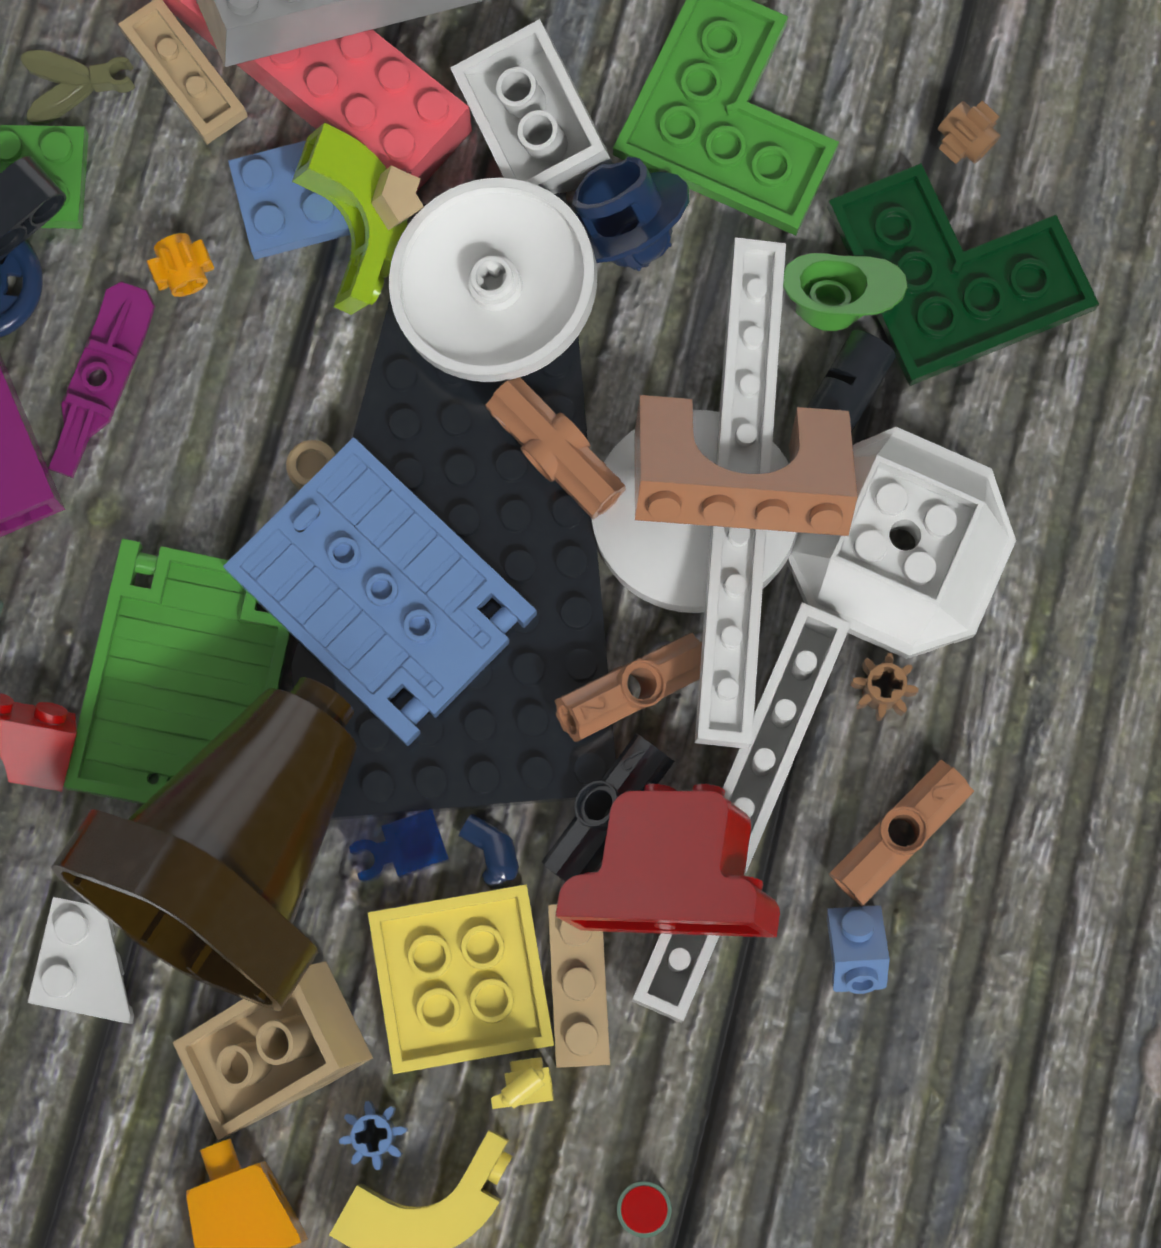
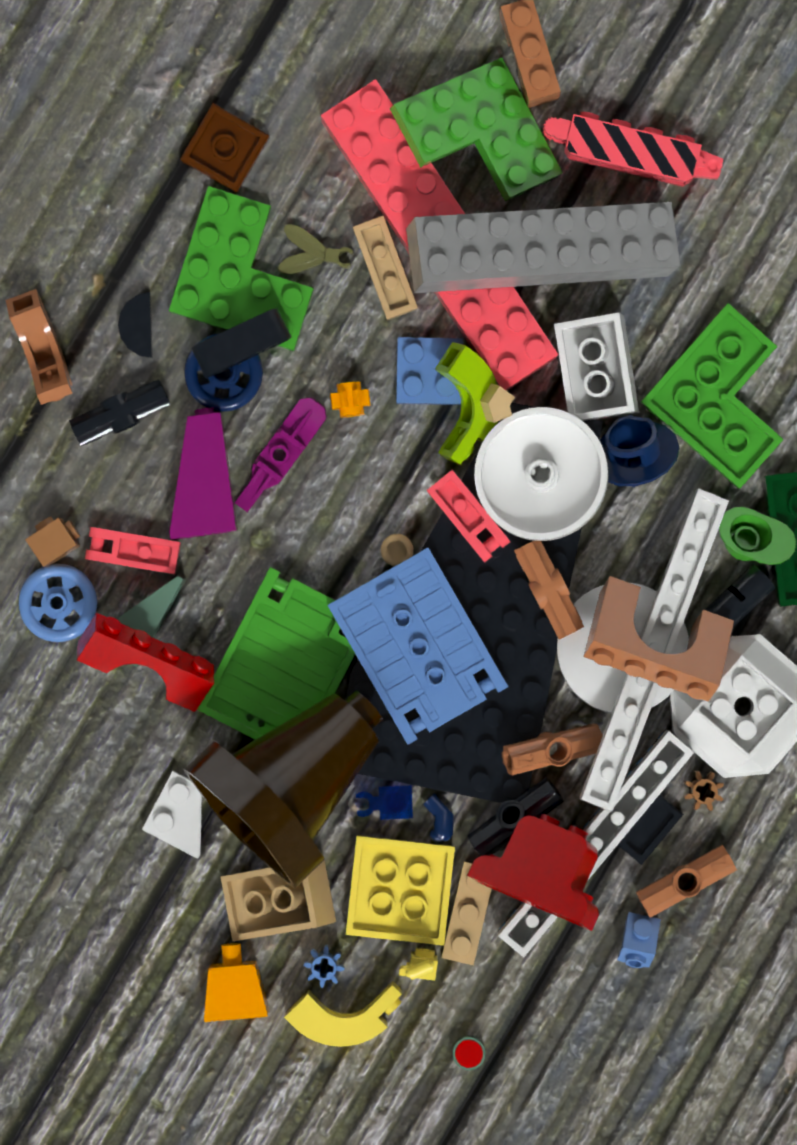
camera: 20 degrees right, 10 degrees up
(400, 375) = (467, 514): none -> coral plate
(820, 772) = (650, 829): none -> black tile

